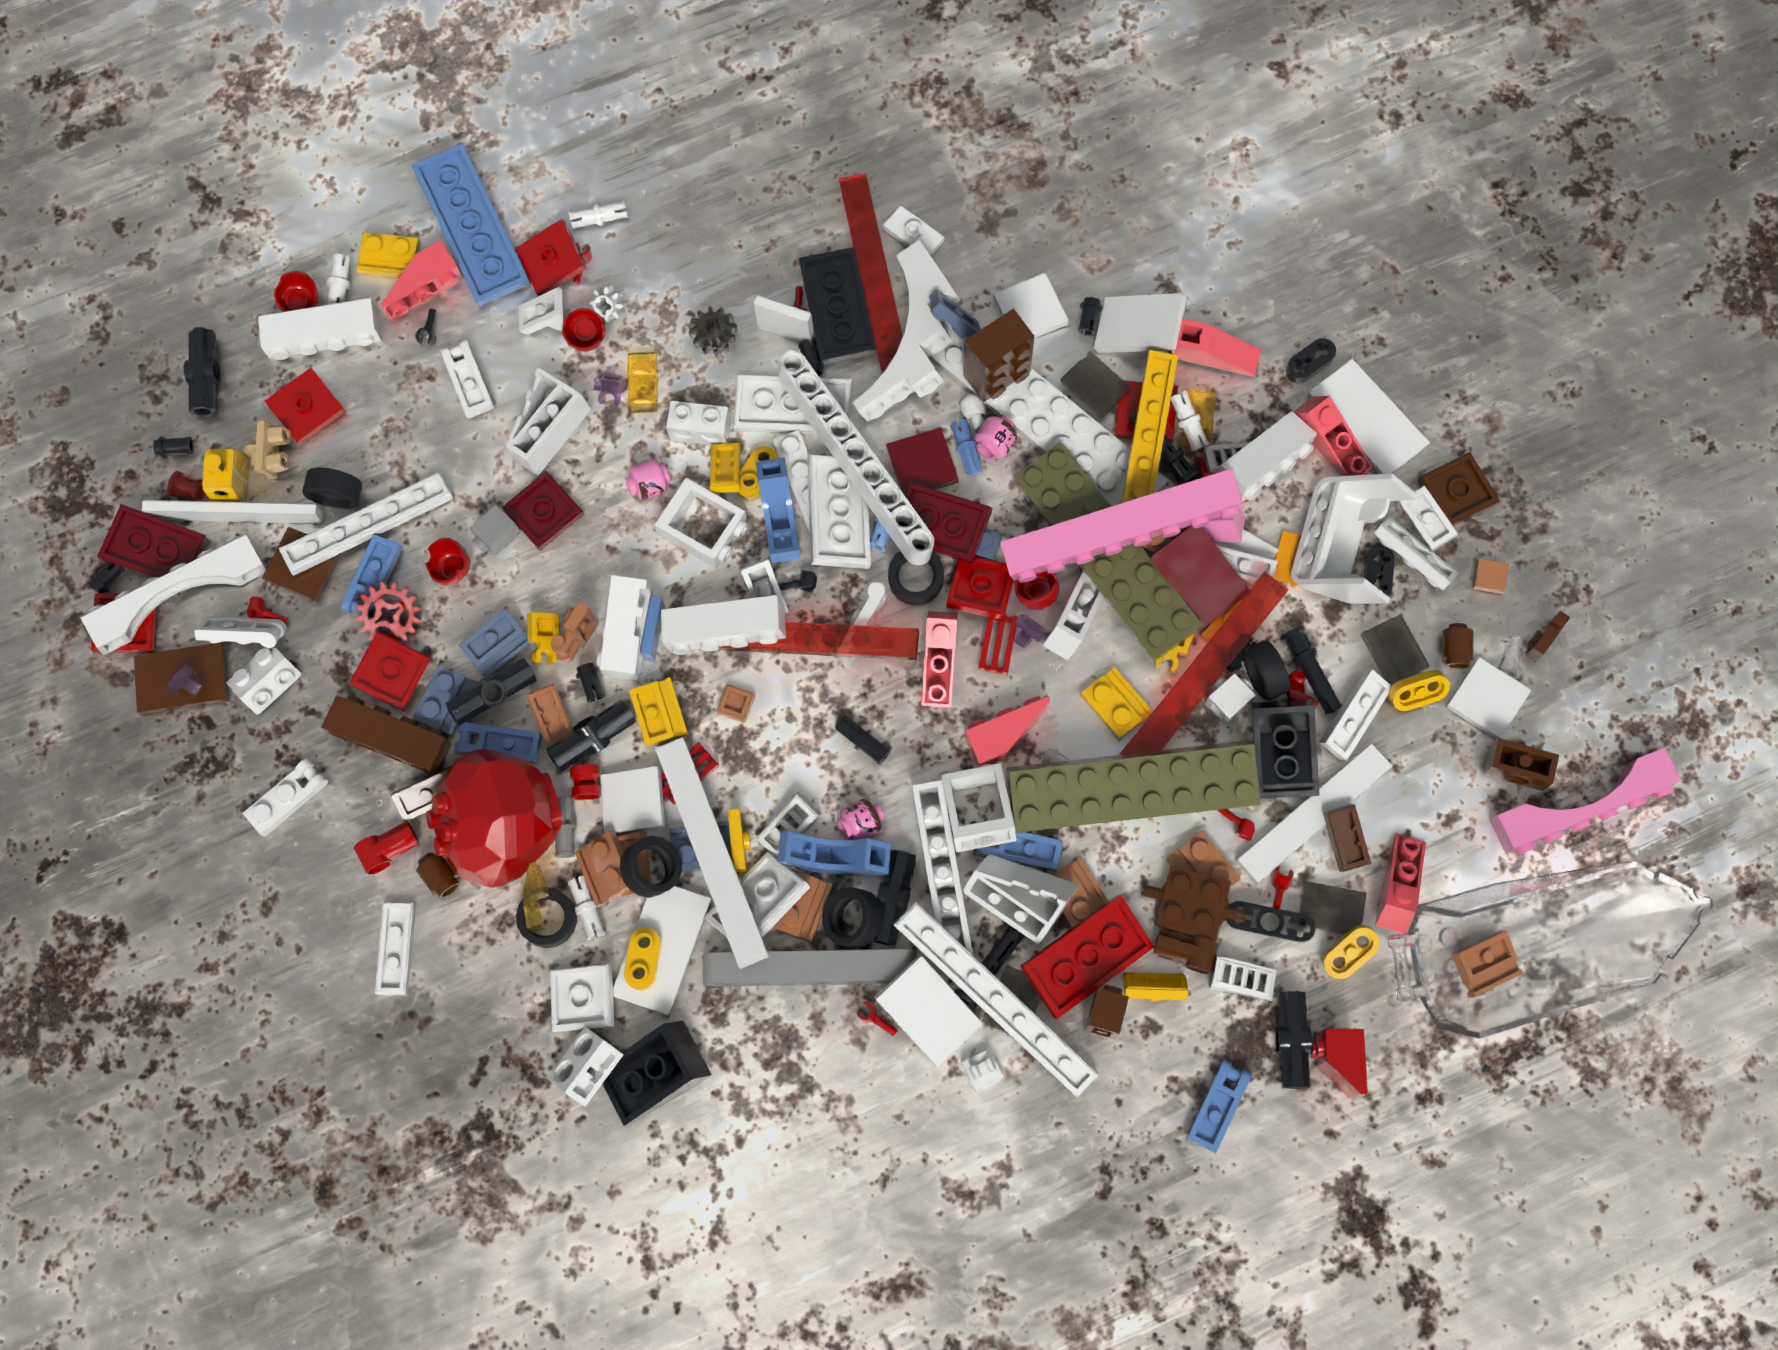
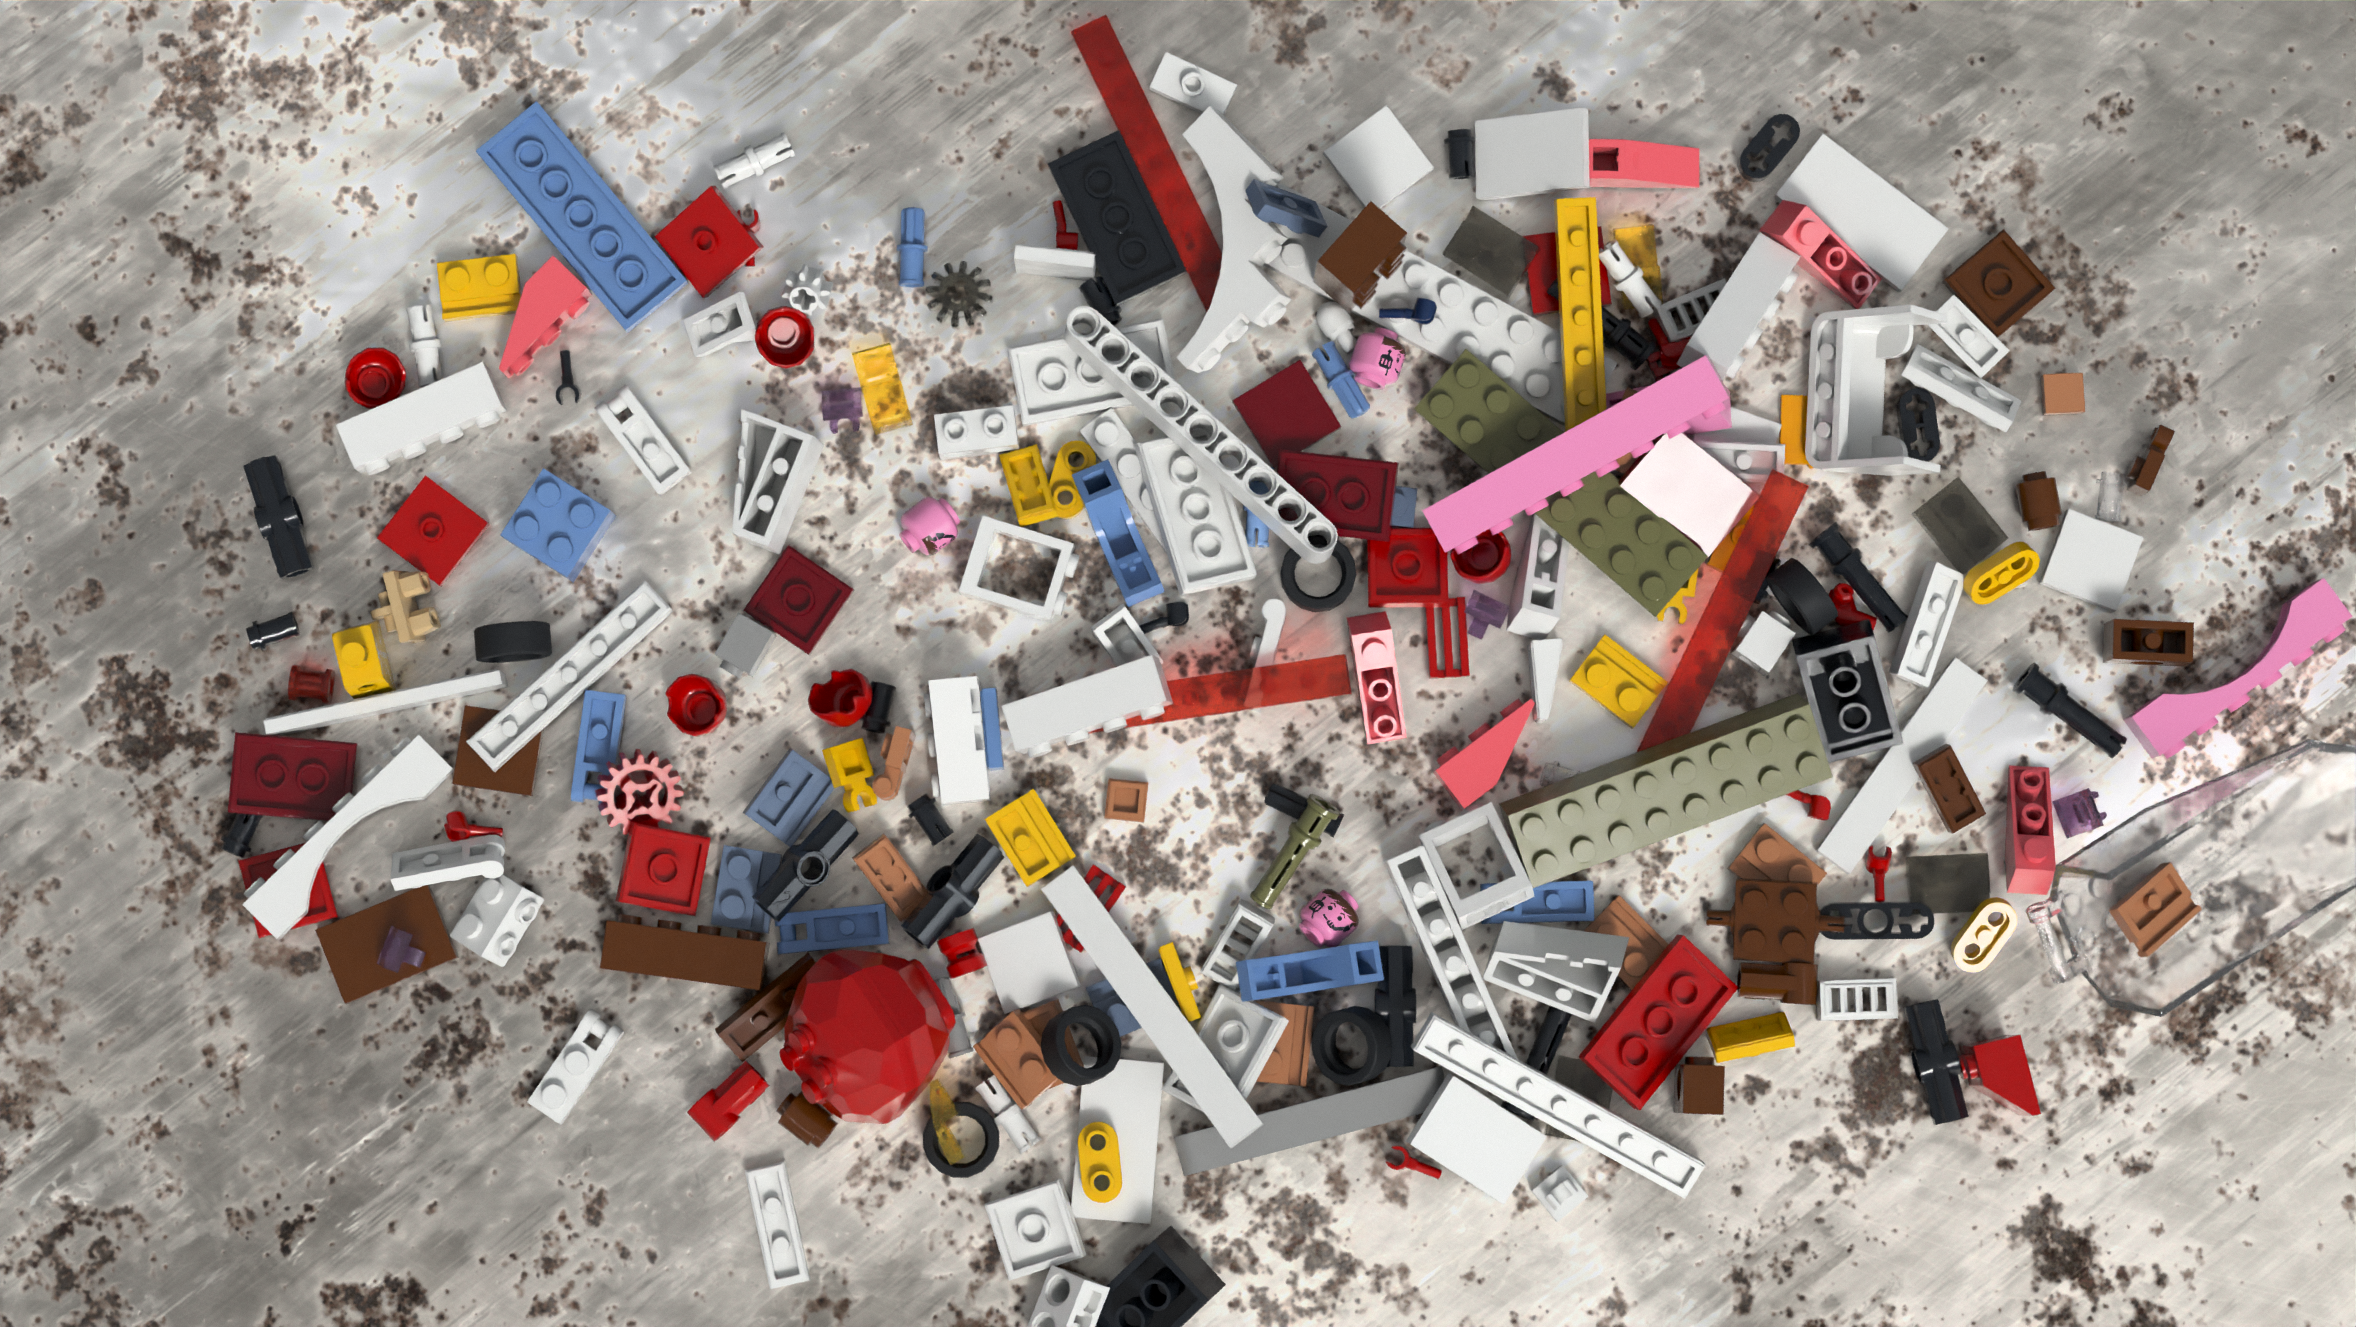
camera: 20 degrees left, 10 degrees up
(390, 419) = (558, 525): none -> medium blue brick
(551, 584) = (842, 698): none -> red hair
(577, 593) = (877, 715): none -> black pin
(689, 294) = (912, 247): none -> medium blue axle
(854, 751) = (1303, 836): none -> olive pin
(1035, 412) = (1422, 313): none -> dark blue hand
(1064, 676) = (1543, 669): none -> white slope
(1218, 1107) = (1861, 1166): medium blue plate -> none
(1440, 791) = (2054, 700): none -> black pin
(1442, 878) = (2079, 812): none -> clear purple tile

